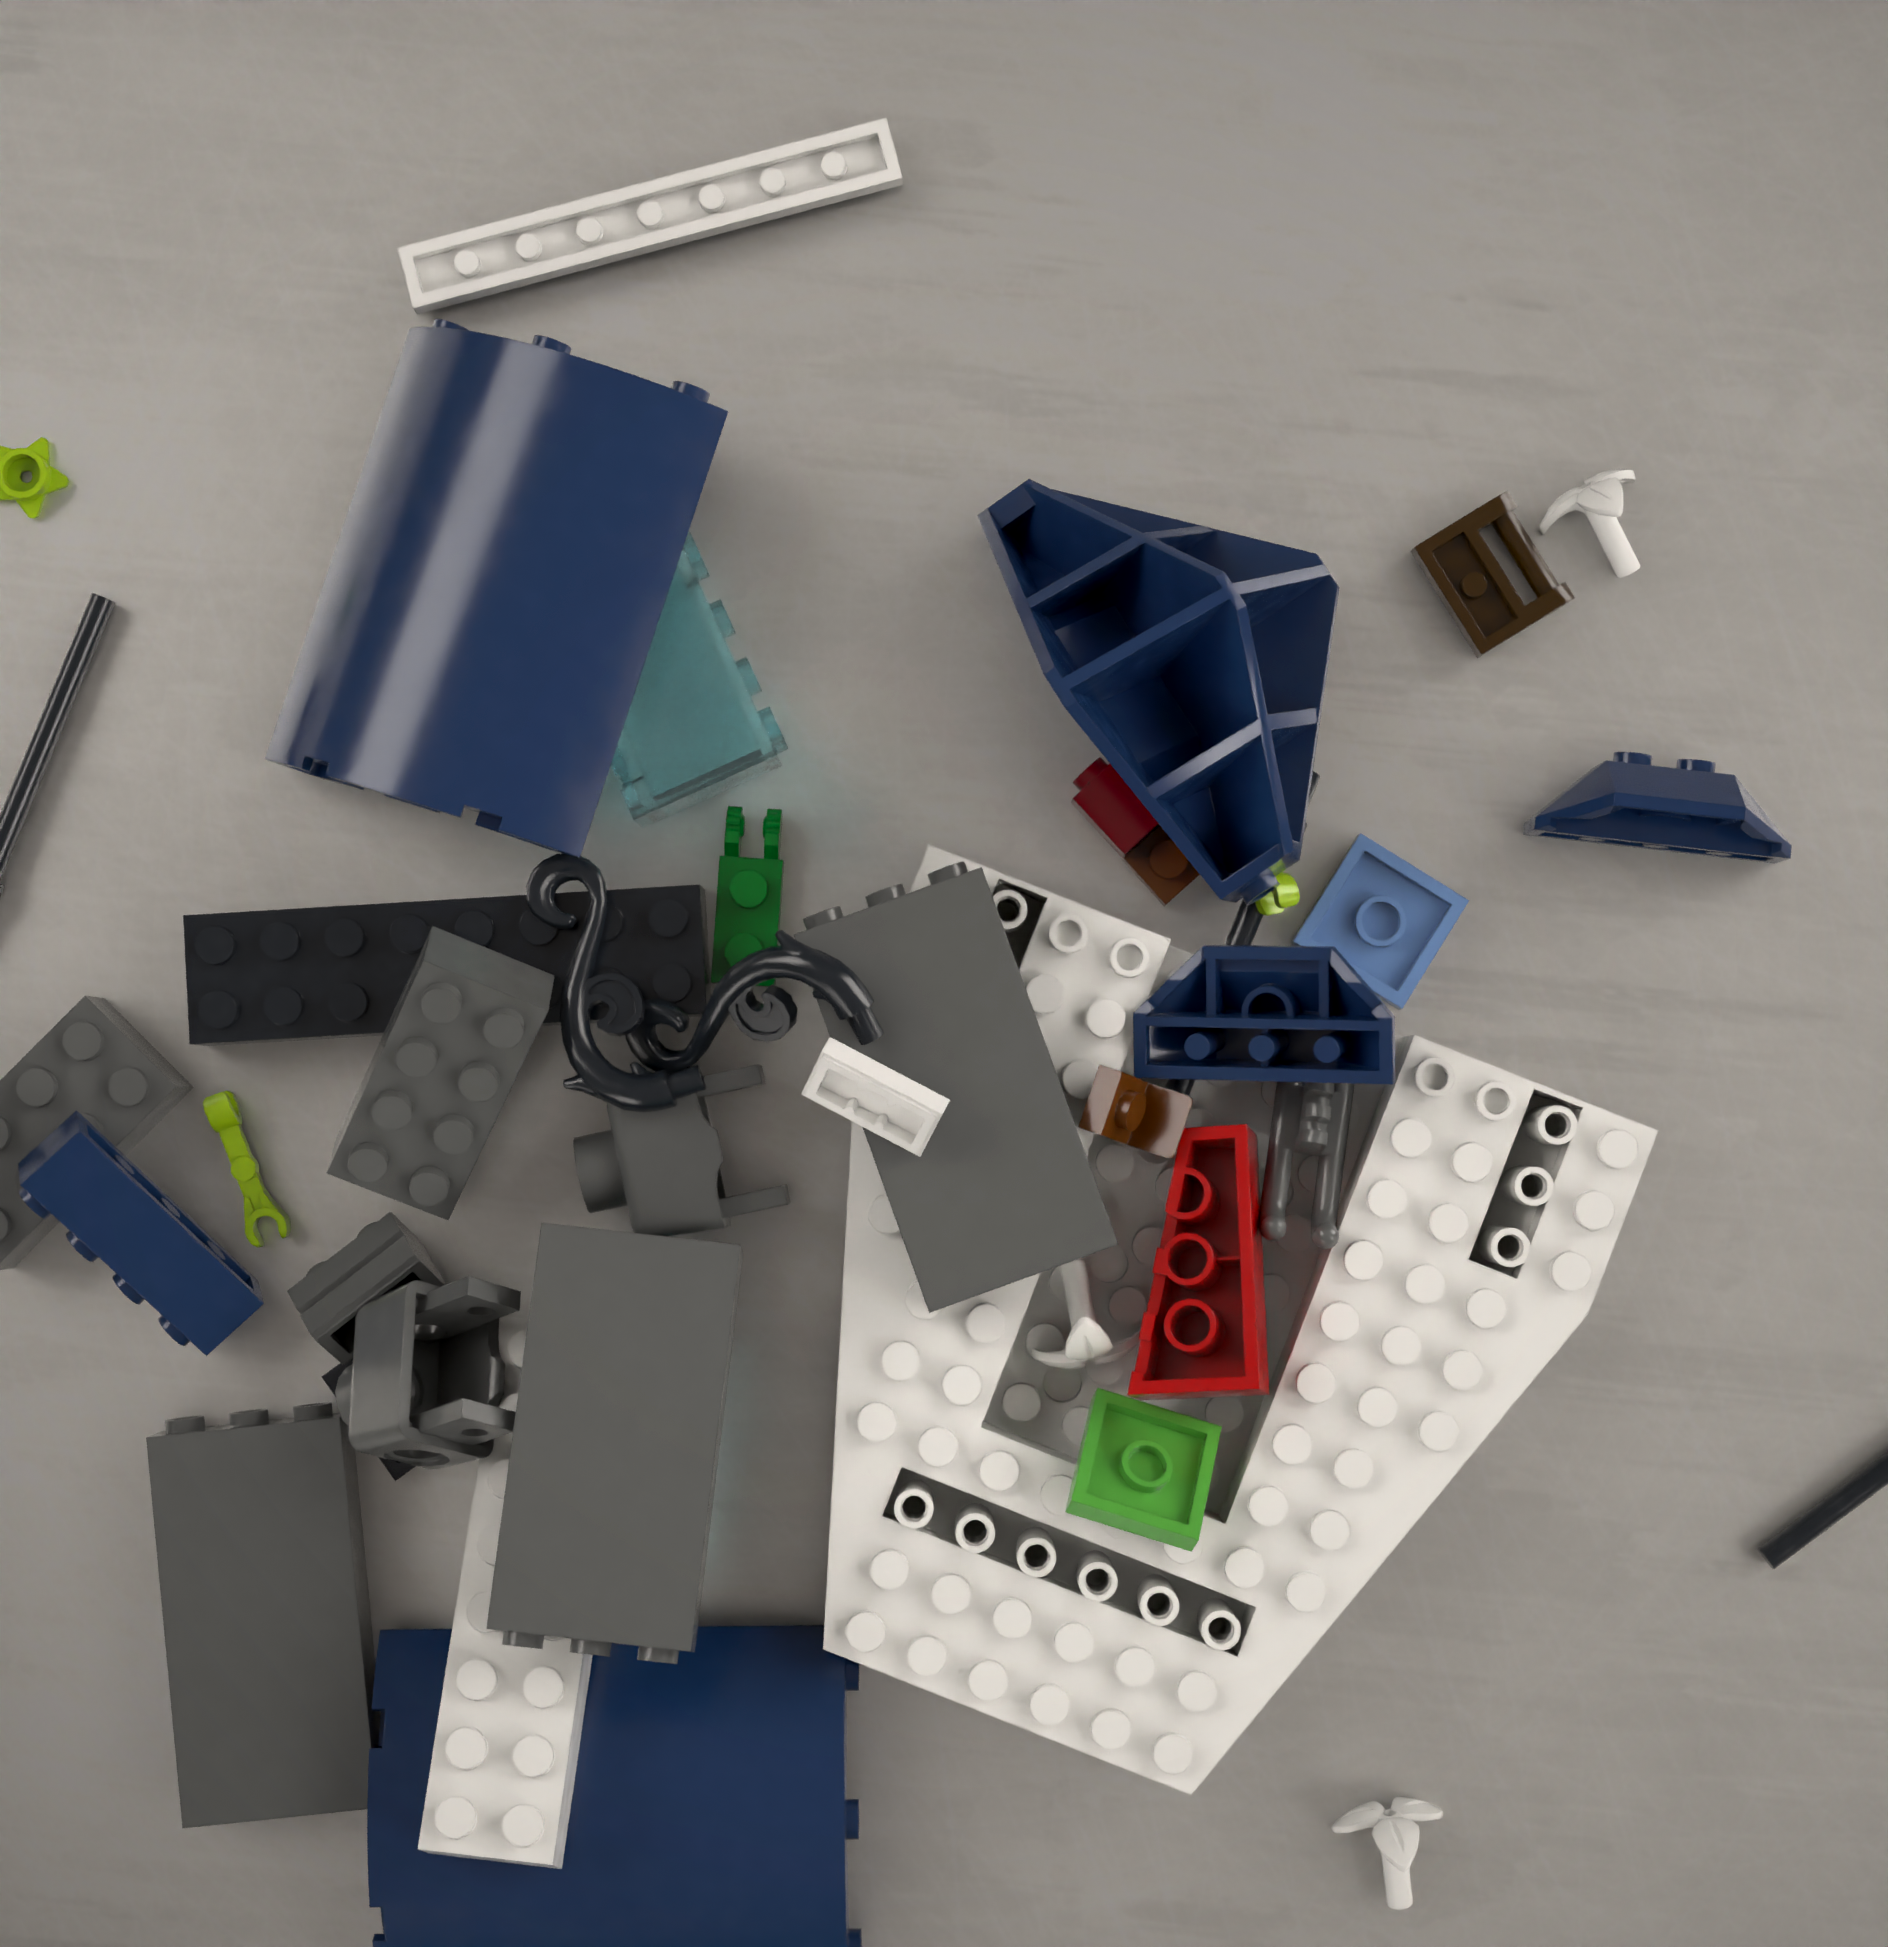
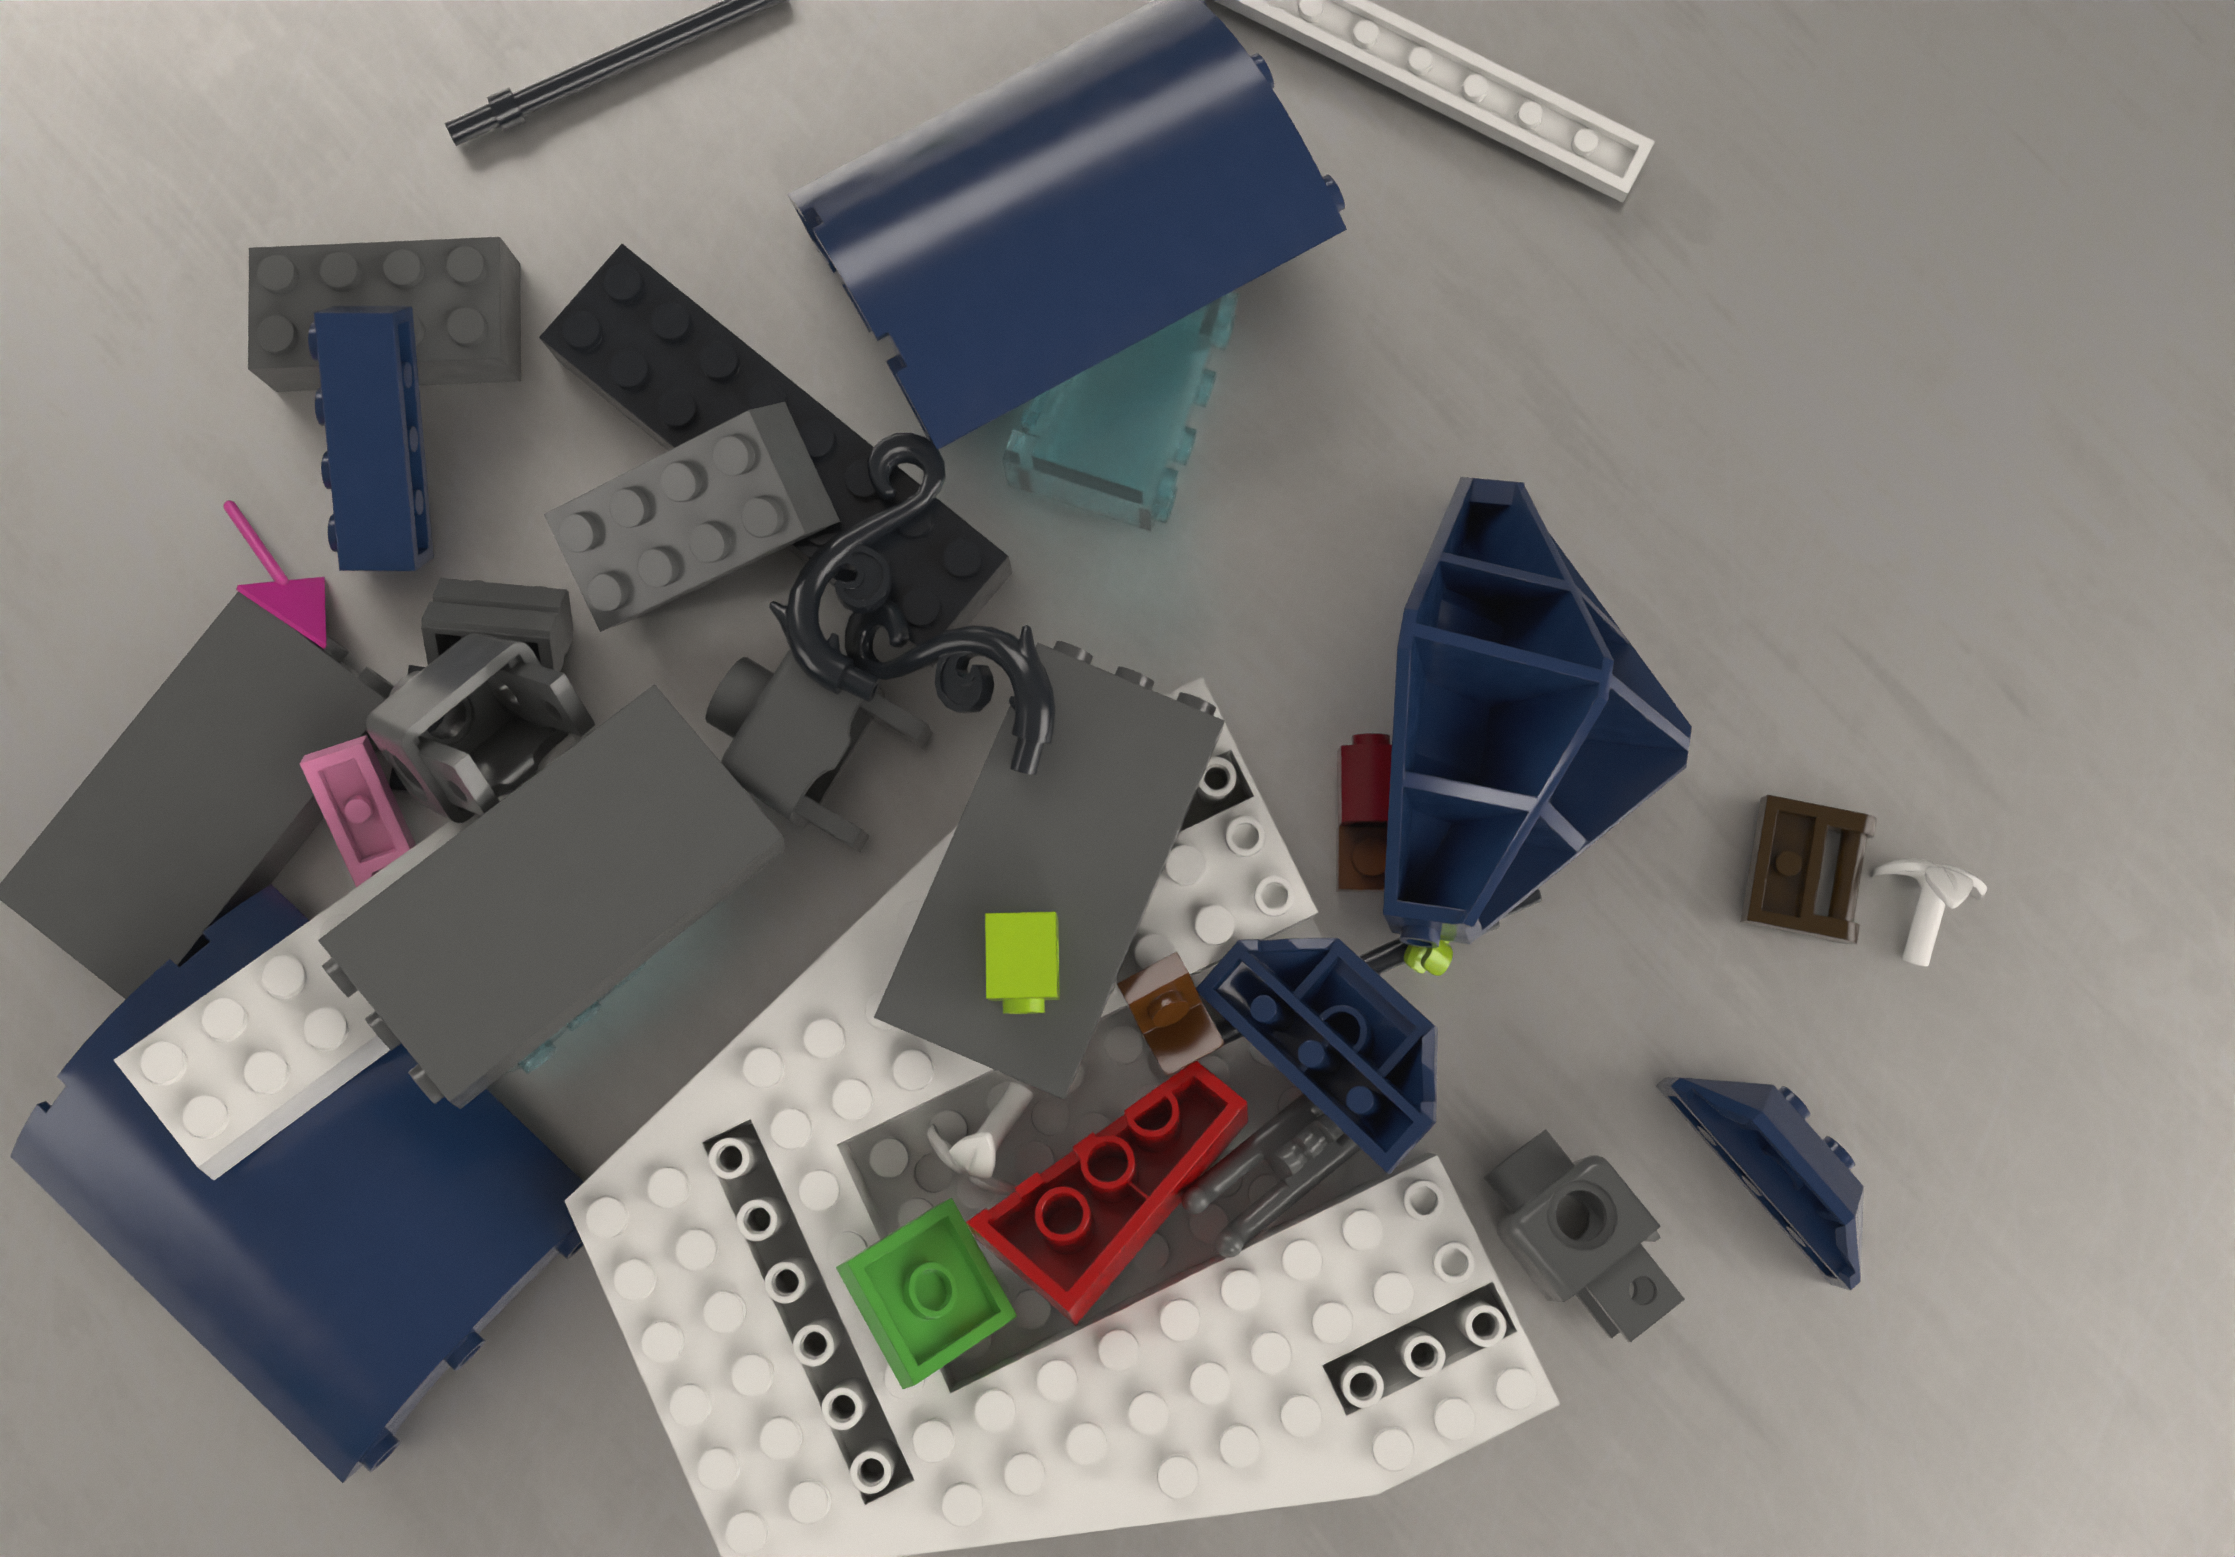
camera: 45 degrees right, 5 degrees down
(189, 1411) = (294, 601): none -> dark pink piece
(226, 1119) = (520, 419): lime piece -> none
(398, 1515) = (358, 806): none -> bright pink plate
(747, 895) = (1045, 596): green hinge -> none
(875, 1096) = (983, 814): white plate -> none
(1001, 1175) = (1022, 960): none -> lime brick
(1382, 919) = (1493, 1050): medium blue plate -> none
(1596, 1000) = (1606, 1254): none -> dark grey piece

